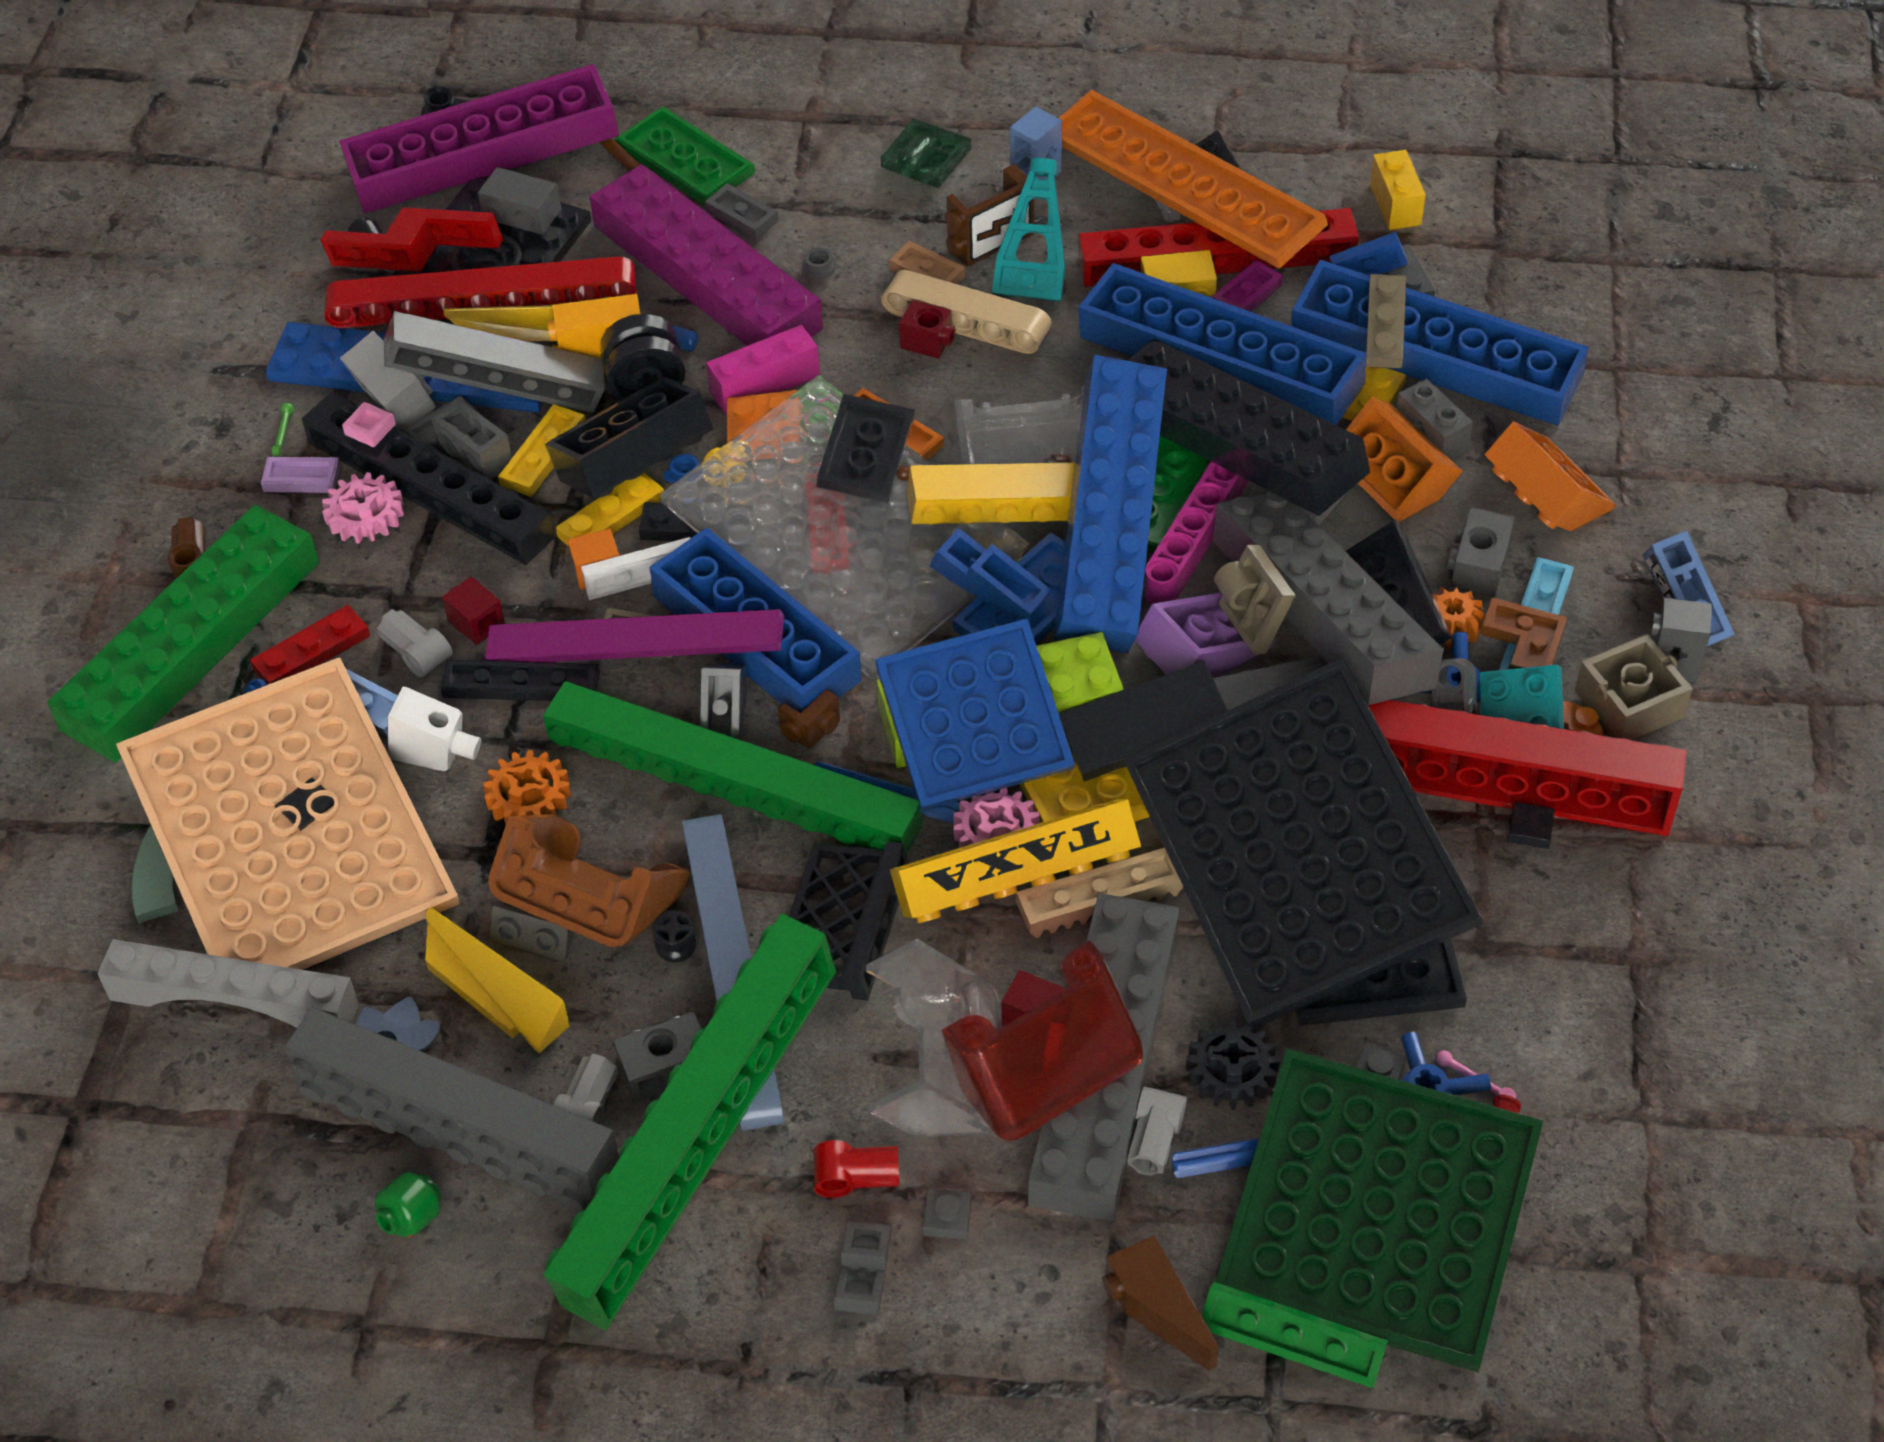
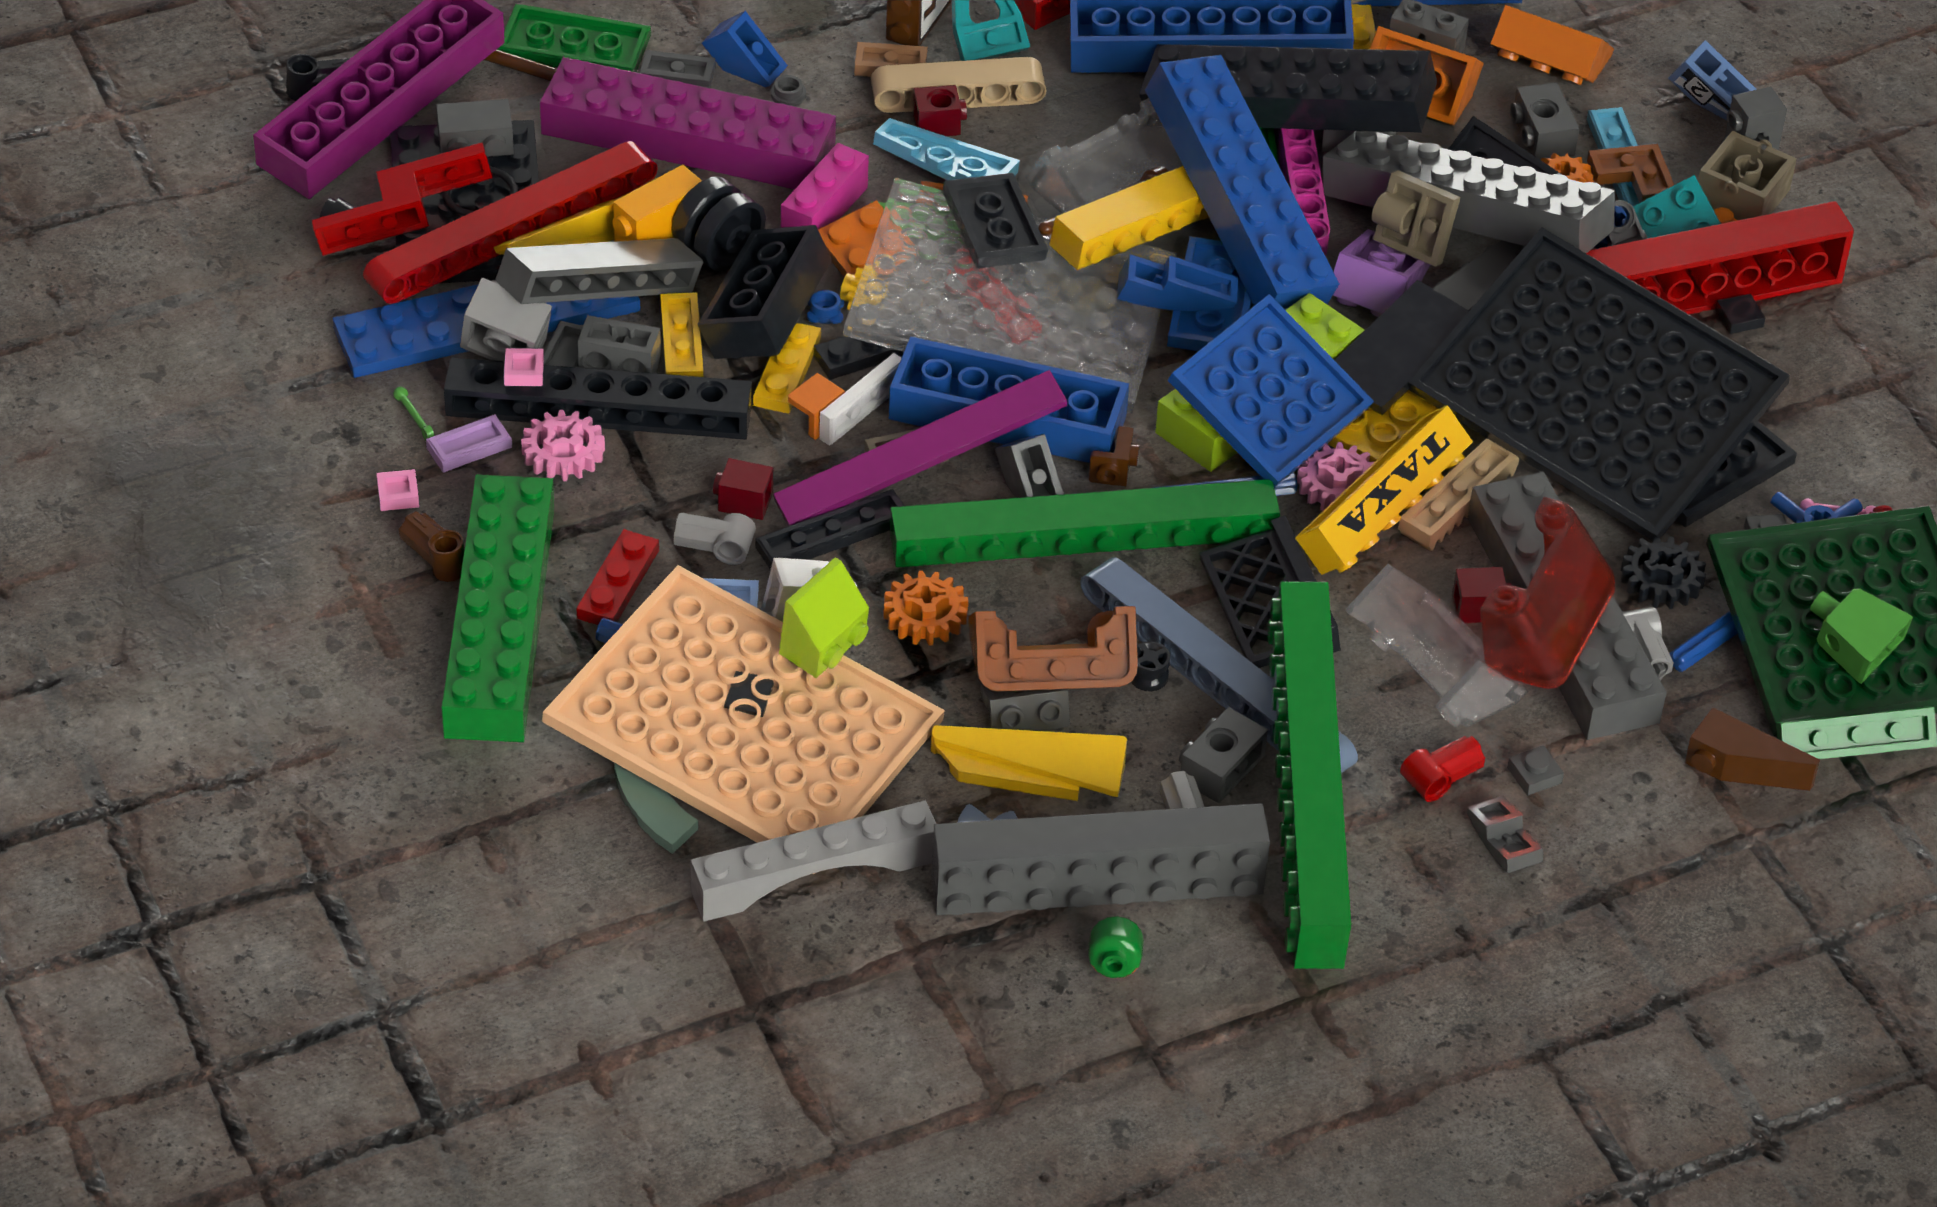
camera: 35 degrees left, 5 degrees down
(205, 492) = (397, 490): none -> bright pink plate
(397, 762) = (823, 620): none -> lime slope
(809, 214) = (744, 50): none -> blue slope
(899, 373) = (941, 154): none -> medium azure wing
(1363, 1225) = (1859, 630): none -> bright green torso

